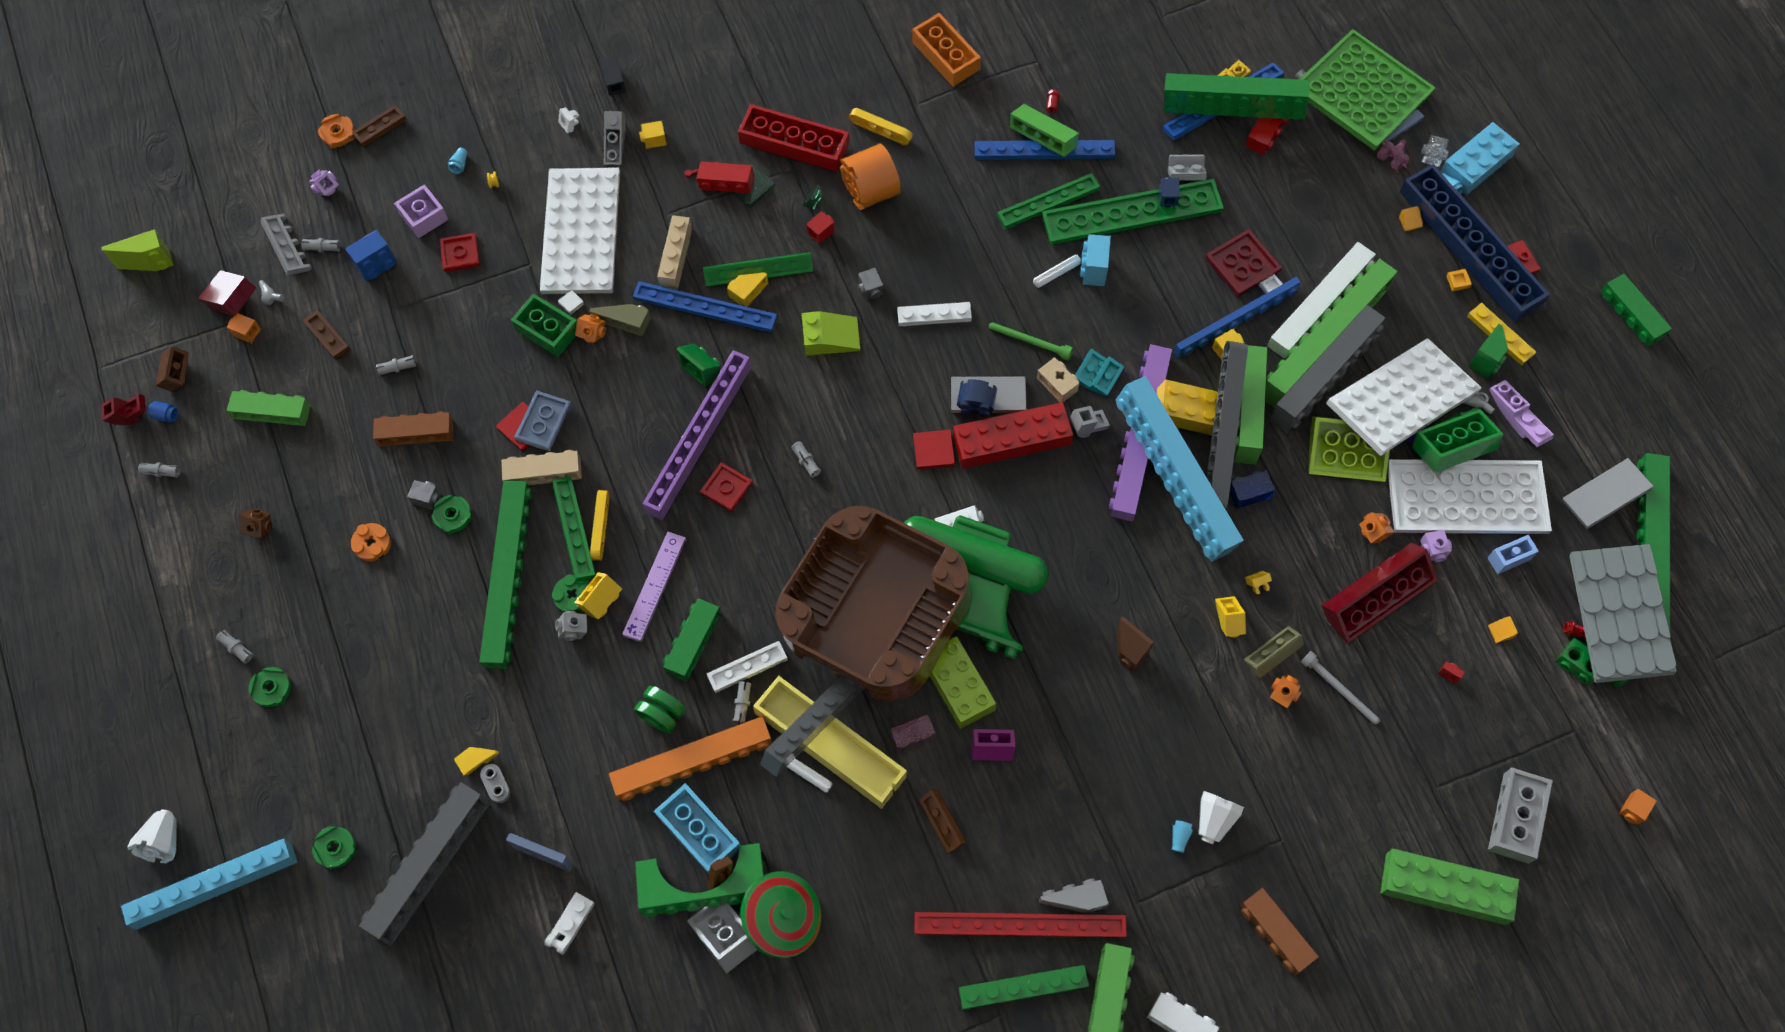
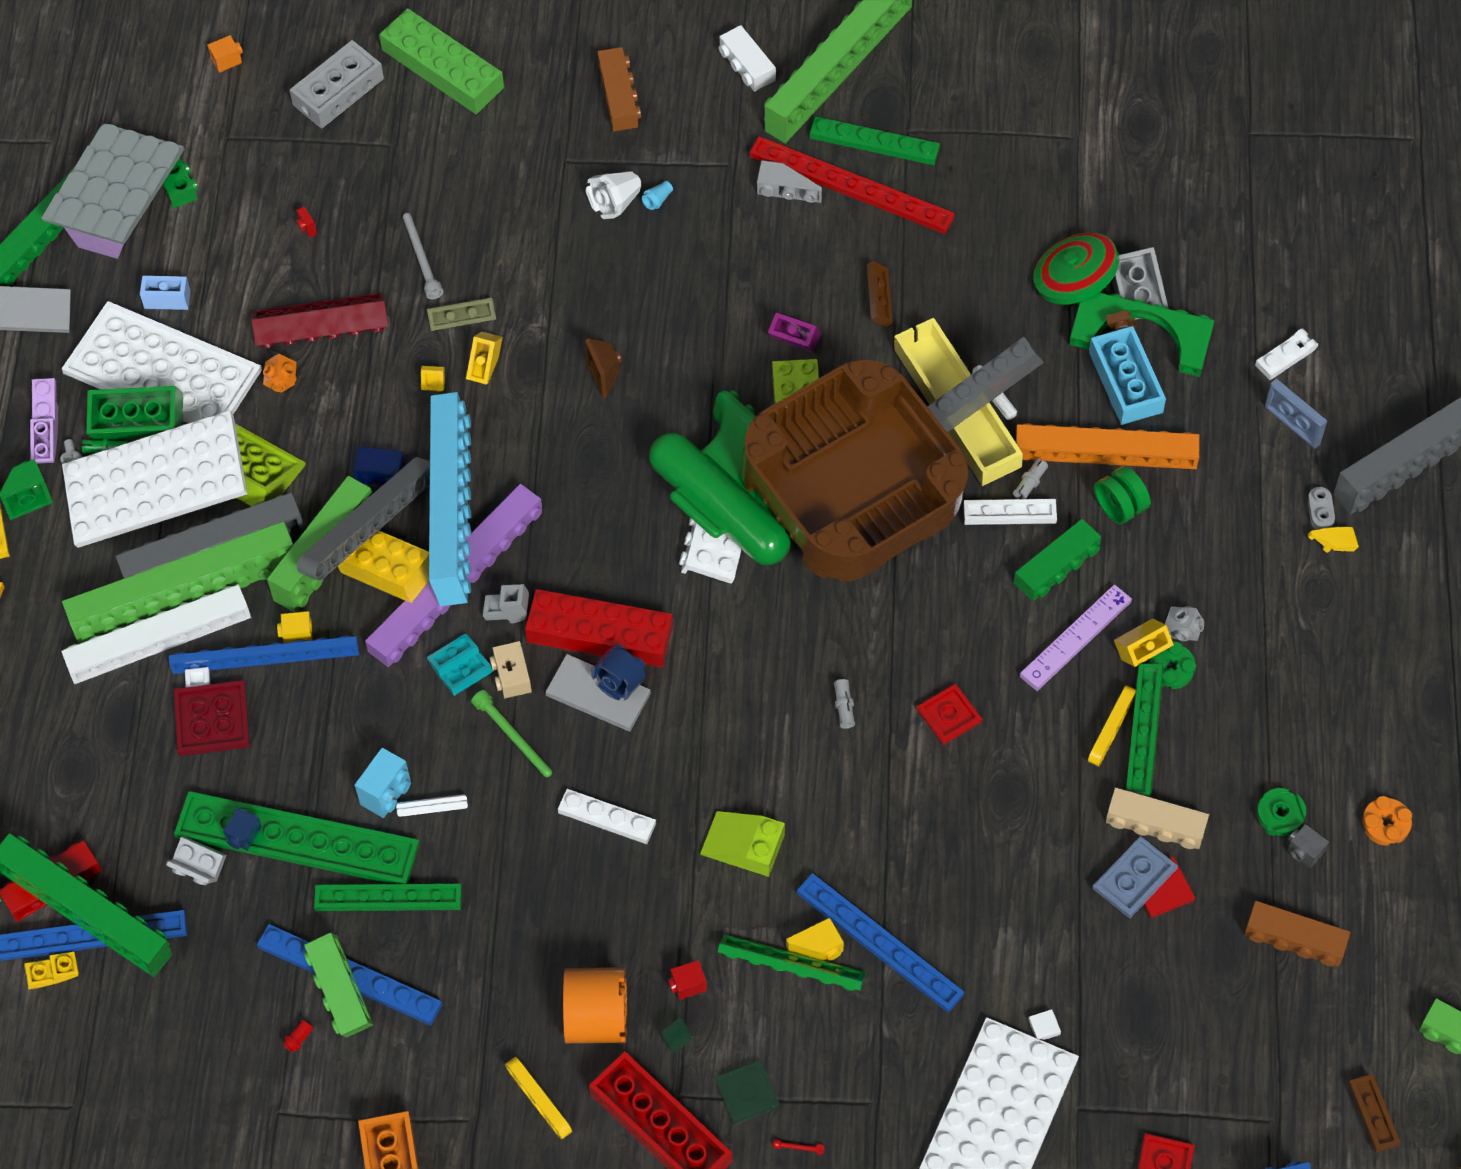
camera: 155 degrees left, 5 degrees down
(396, 365) = (1295, 1033): light grey pin -> none
(505, 575) = (1240, 714): green brick -> none
(545, 325) = (1088, 994): green brick -> none
(590, 328) = (1033, 968): orange brick -> none
(624, 317) = (983, 968): olive slope -> none
(675, 252) = (886, 1029): tan brick -> none
(697, 435) = (956, 777): medium lavender brick -> none
(699, 364) = (918, 862): green slope -> none
(725, 177) = (776, 1105): red brick -> none
(870, 284) = (664, 881): flat silver brick -> none
(933, 449) = (694, 657): red tile -> none
(1283, 697) = (478, 266): orange brick -> none
(1436, 545) = (233, 332): lavender brick -> none
(1503, 630) = (226, 240): light orange slope -> none
(1571, 628) = (160, 213): red pin -> none

